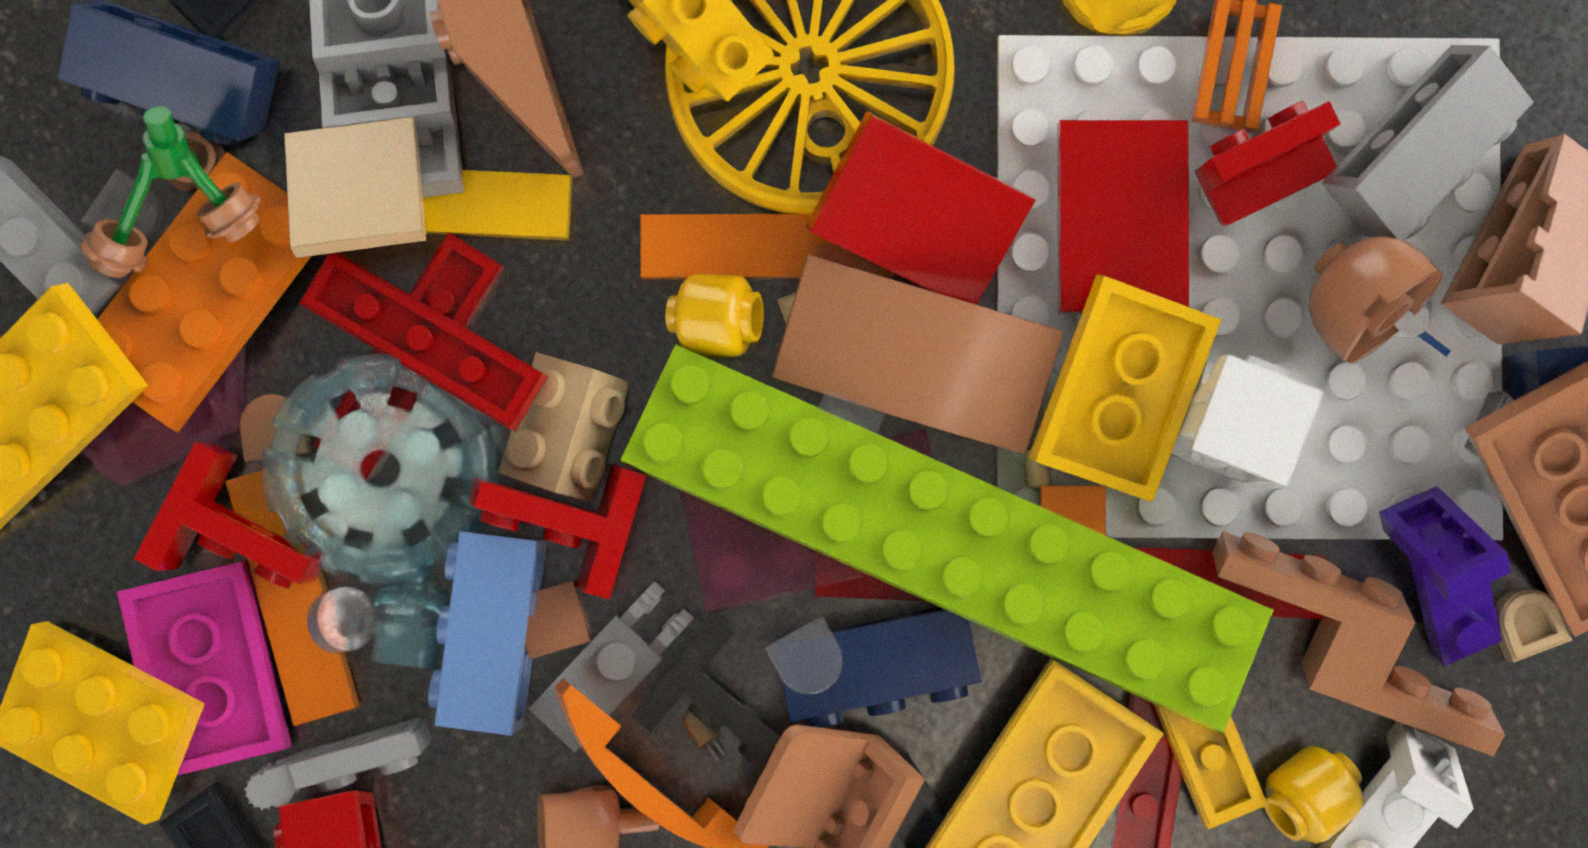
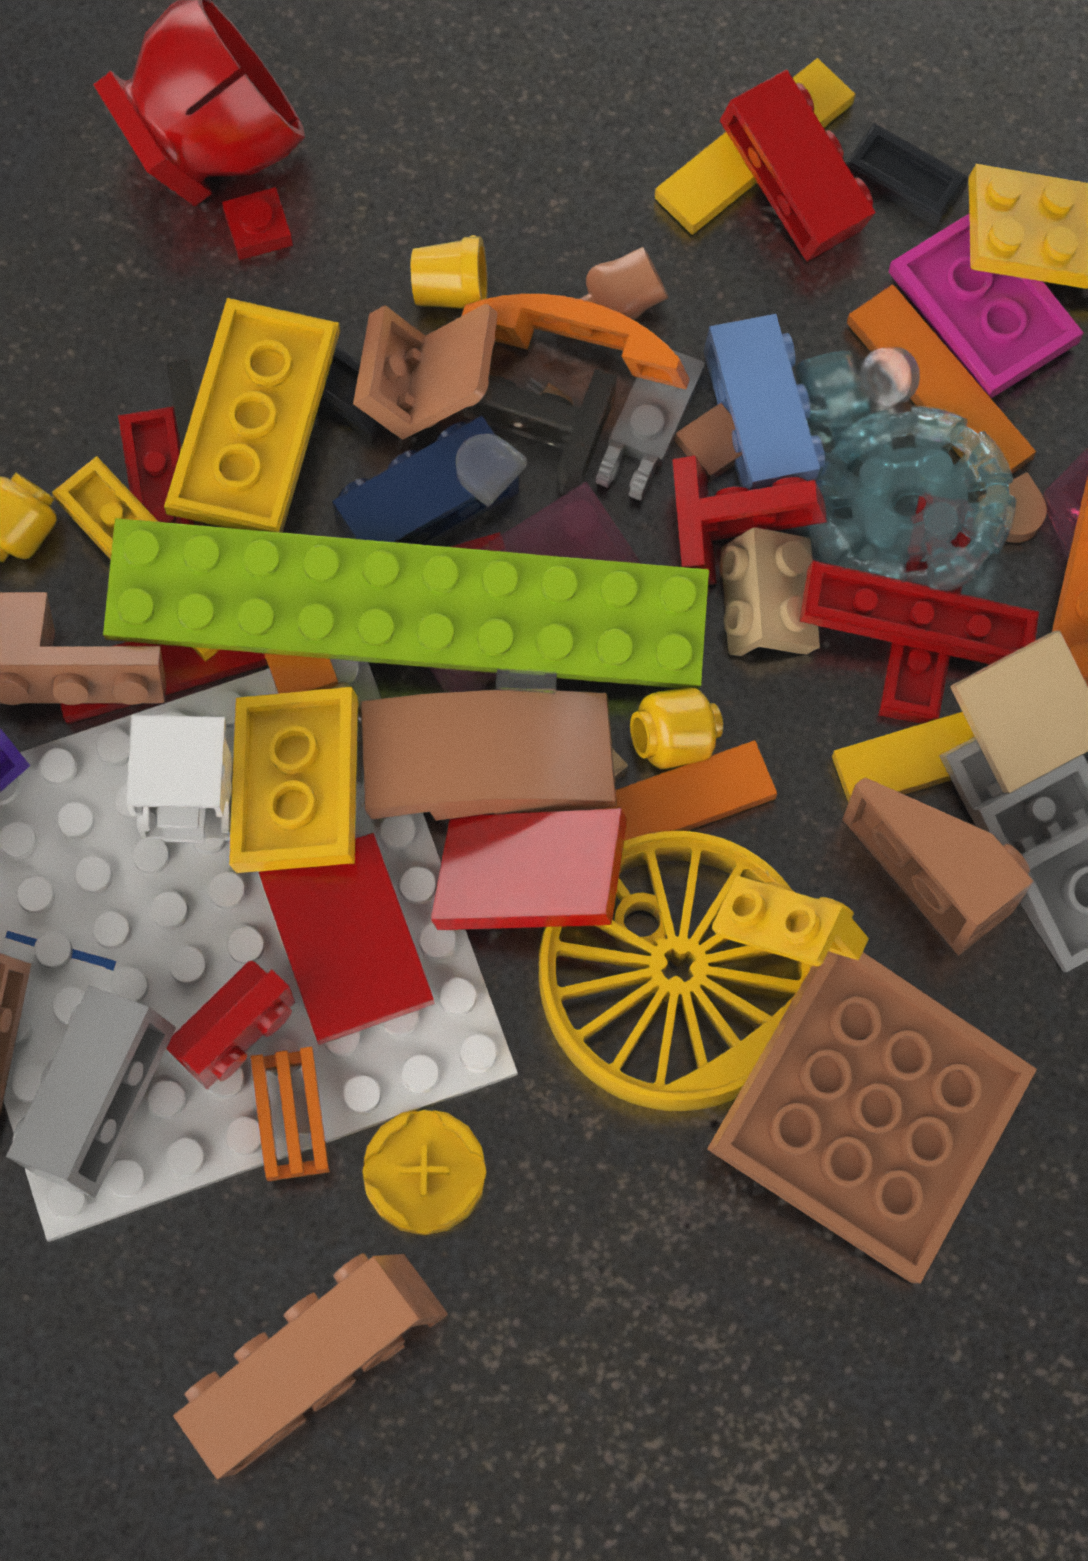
camera: 160 degrees right, 15 degrees down
(193, 510) = (1017, 406): red bracket -> none
(336, 762) = (842, 270): light grey hinge -> none
(1367, 292) = (105, 936): nougat cylinder -> none

